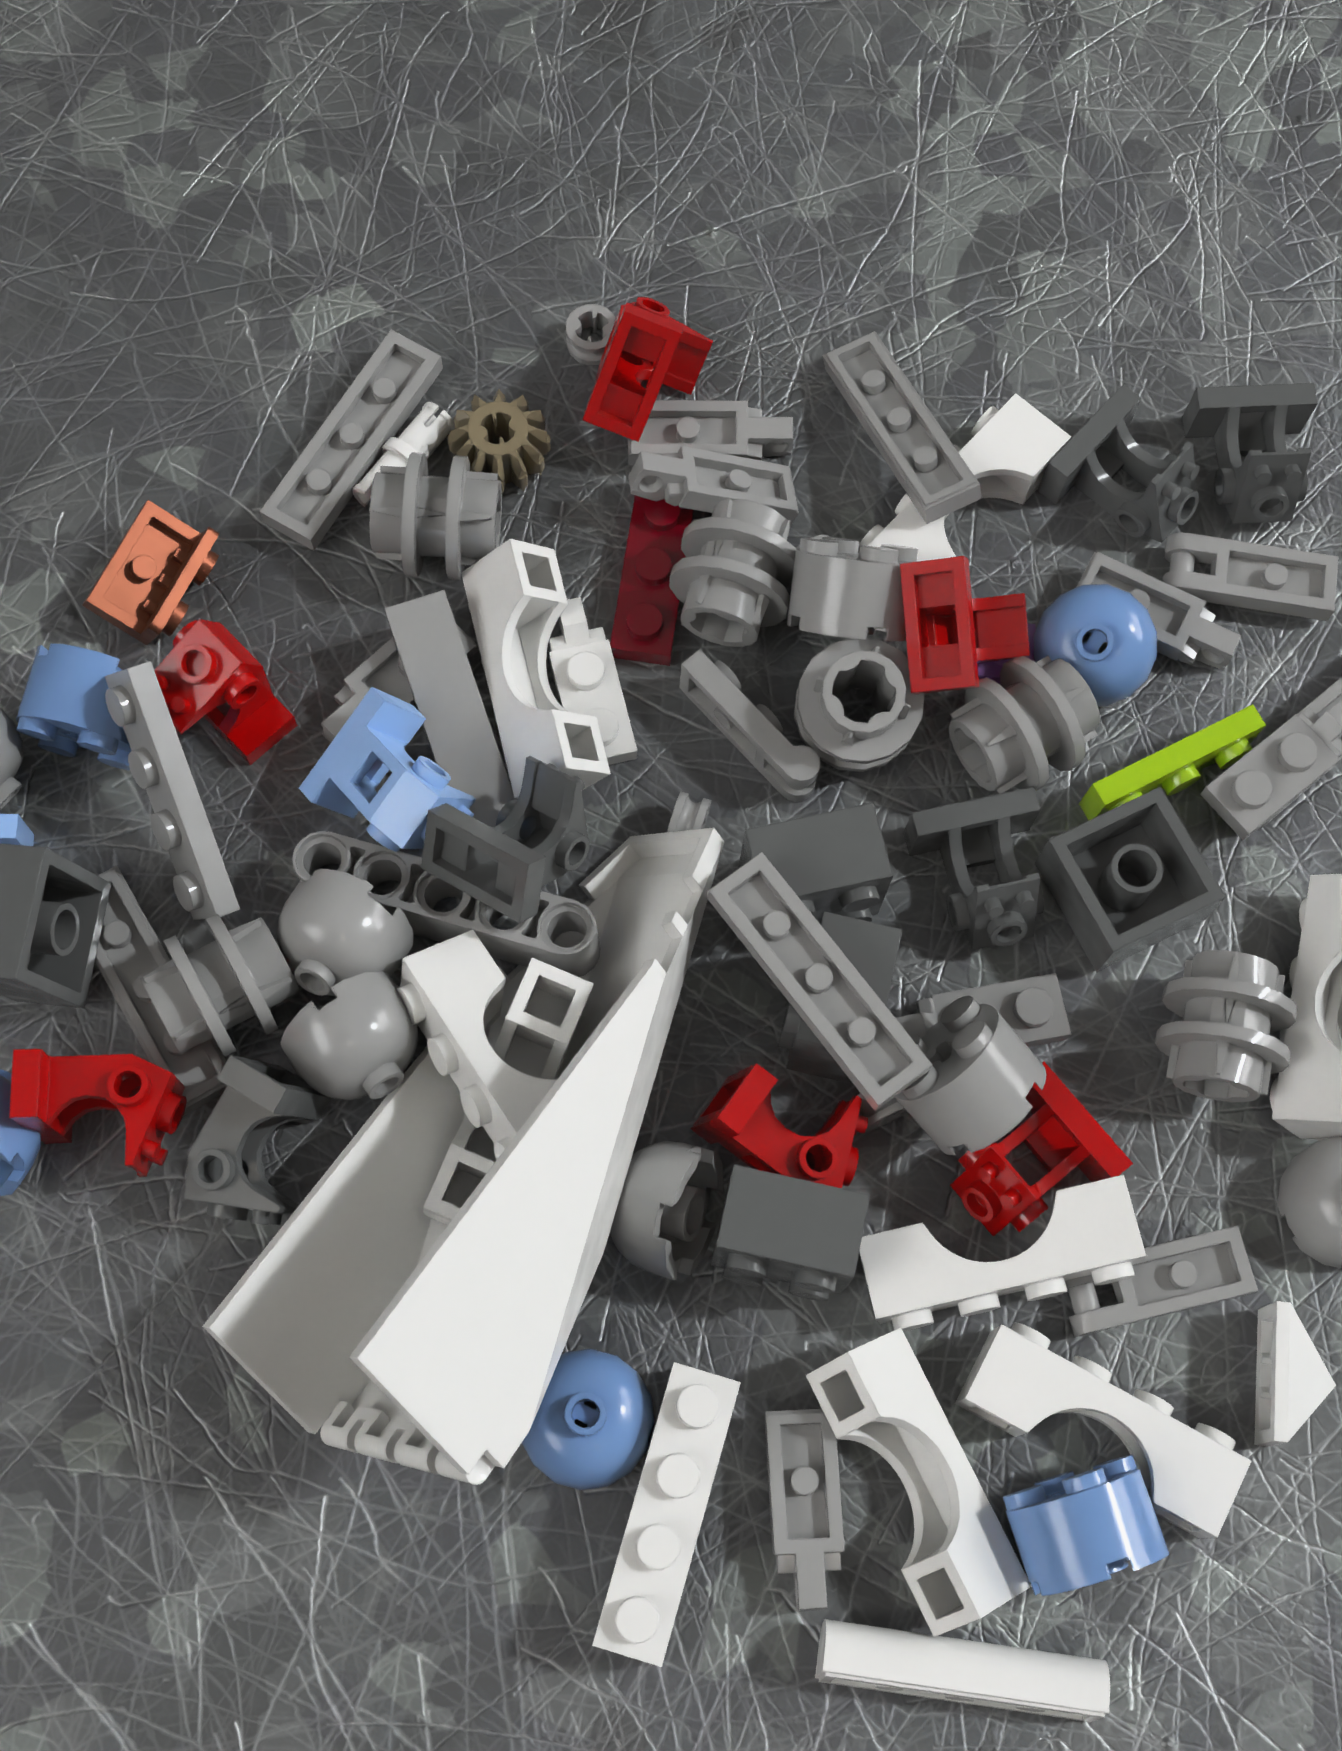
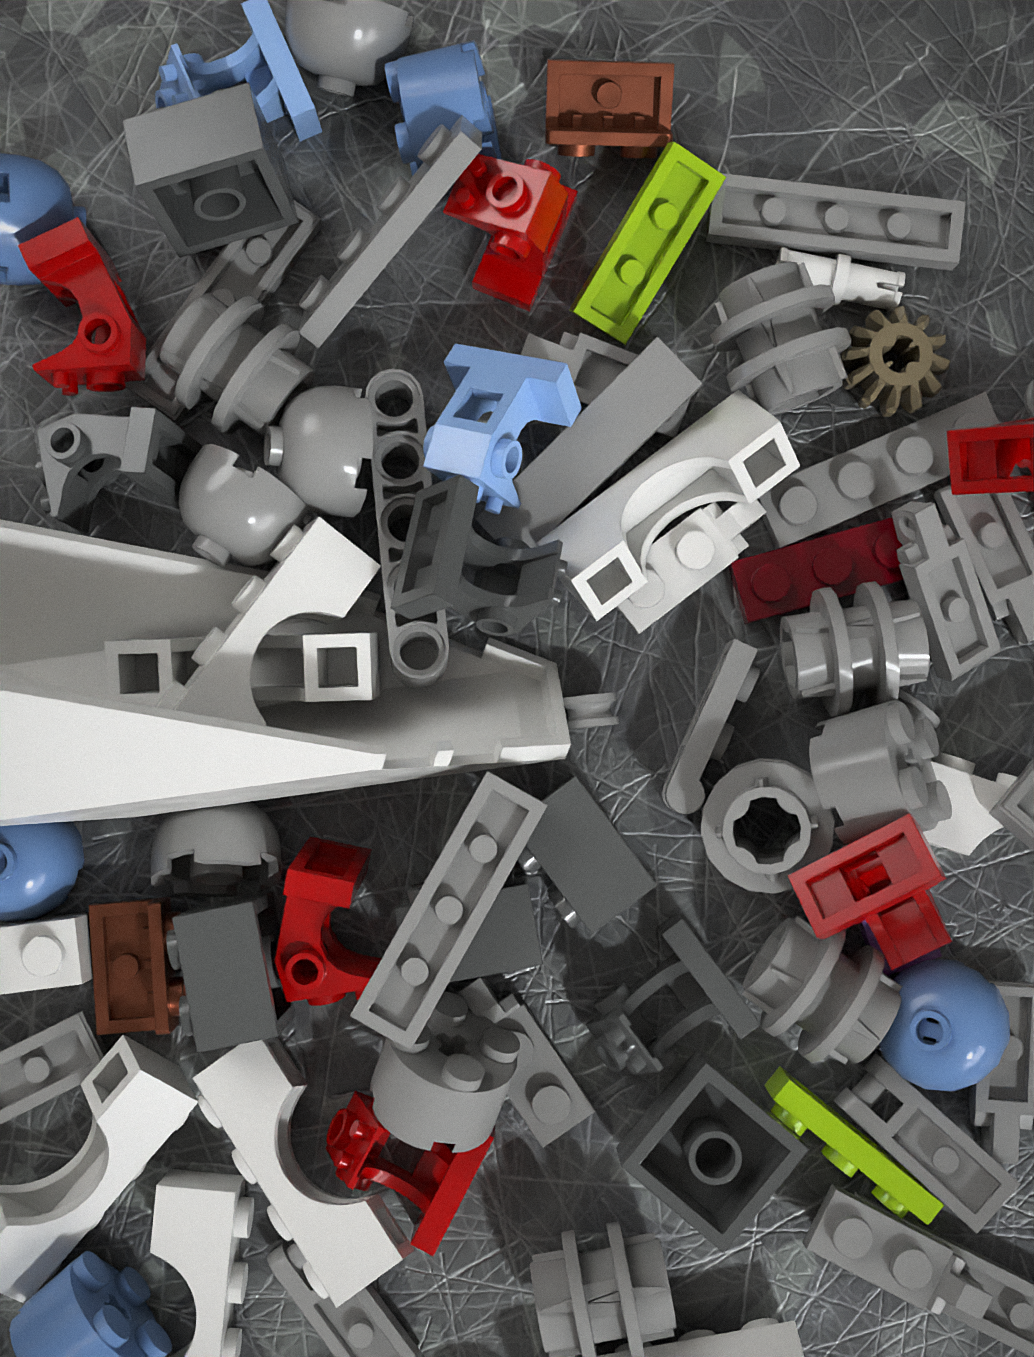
camera: 70 degrees right, 15 degrees up
(293, 592) = (647, 242): none -> lime plate
(587, 505) = (868, 474): none -> light grey plate
(745, 1336) = (132, 967): none -> copper bracket
(1195, 697) = (929, 1145): none -> light grey plate

